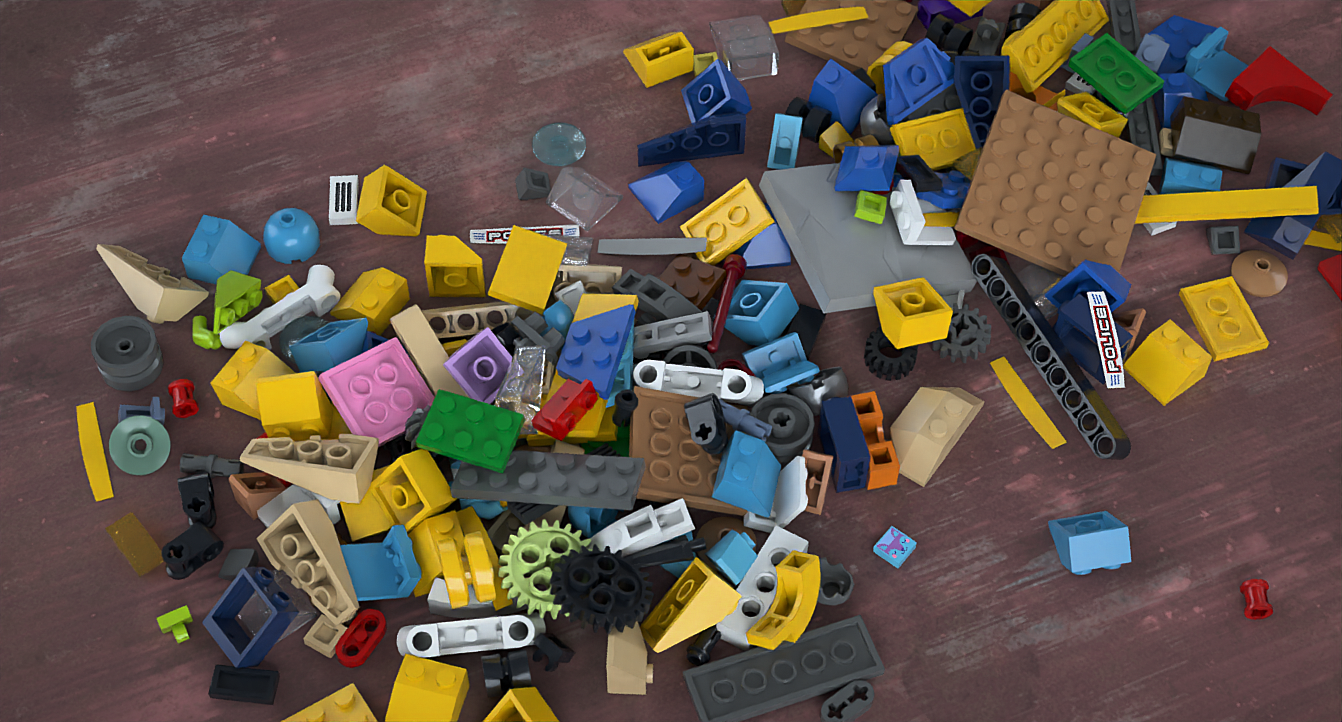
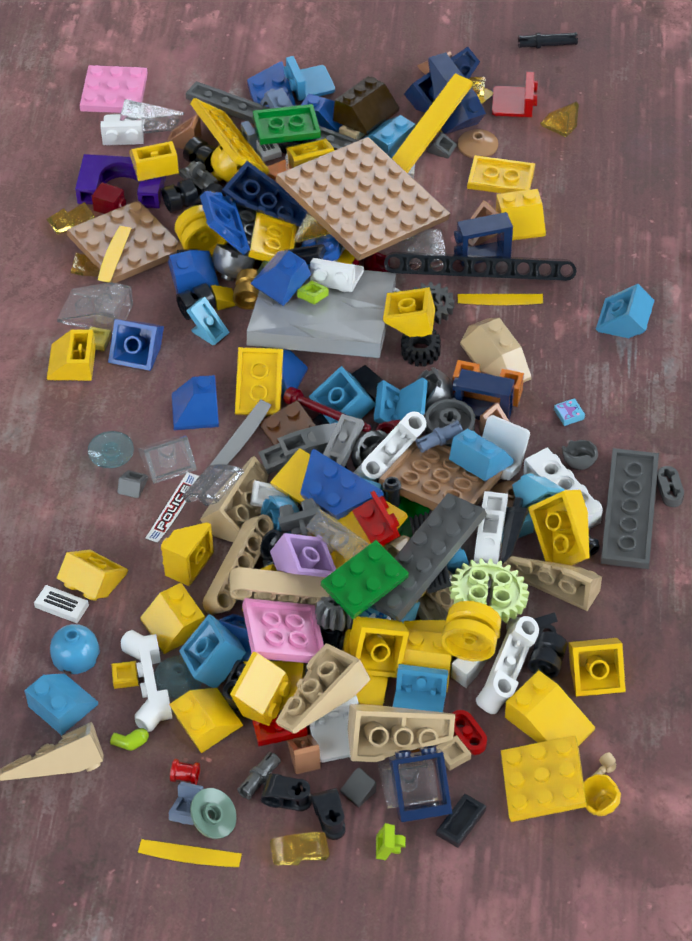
camera: 60 degrees left, 5 degrees down
(127, 353) = (121, 791): dark grey wheel -> none
(234, 298) = (121, 702): lime slope -> none
(527, 269) = (232, 501): yellow tile -> none
(601, 589) = (514, 565): black gear -> none
(705, 138) = (171, 359): dark blue wedge -> none
(707, 423) = (430, 452): black piece -> none
(793, 604) = (589, 474): yellow arch -> none
(1091, 277) = (448, 214): blue slope -> none
(1107, 340) = (501, 224): sticker -> none
(1276, 79) = (341, 57): red arch -> none

